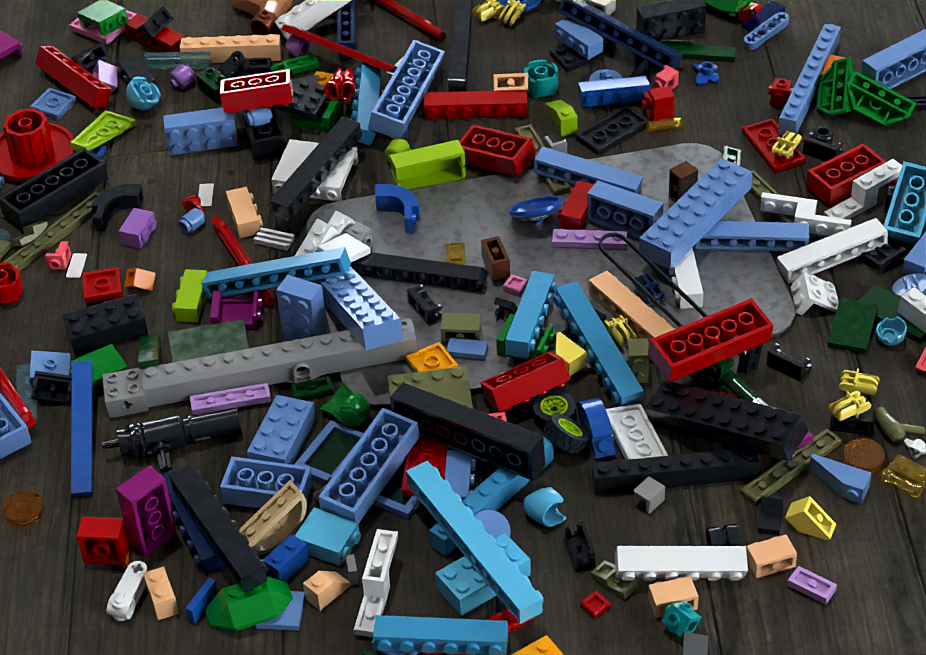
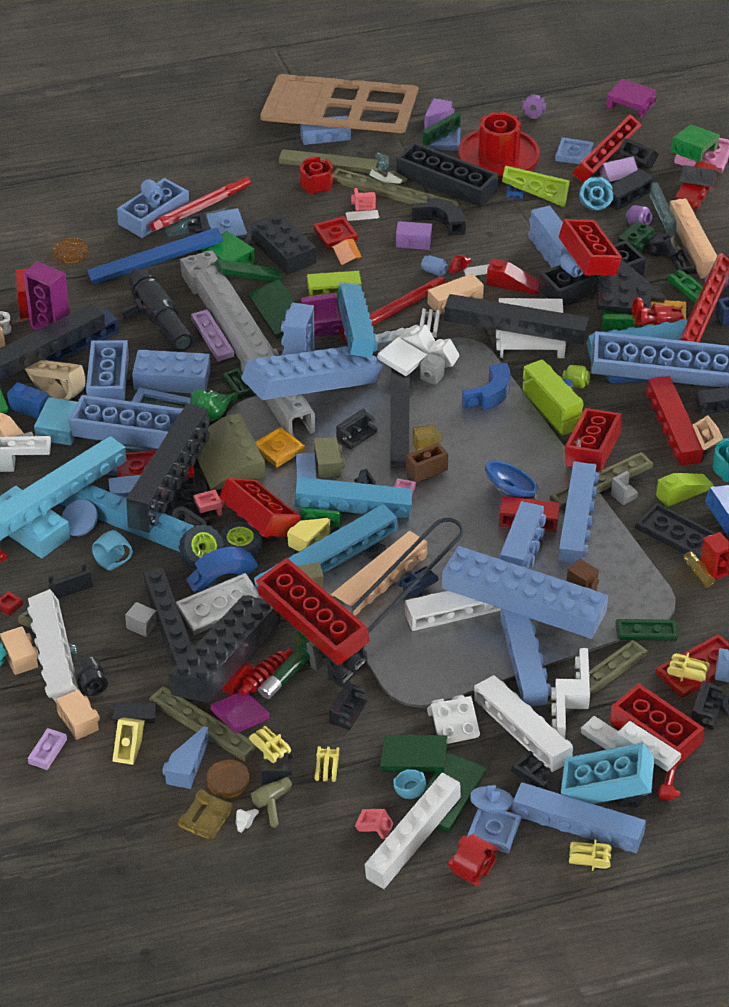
camera: 75 degrees right, 0 degrees up
(232, 173) = (508, 276): none -> red slope
(586, 239) = (486, 529): lavender plate -> none
(620, 330) = (349, 567): light yellow arm -> none

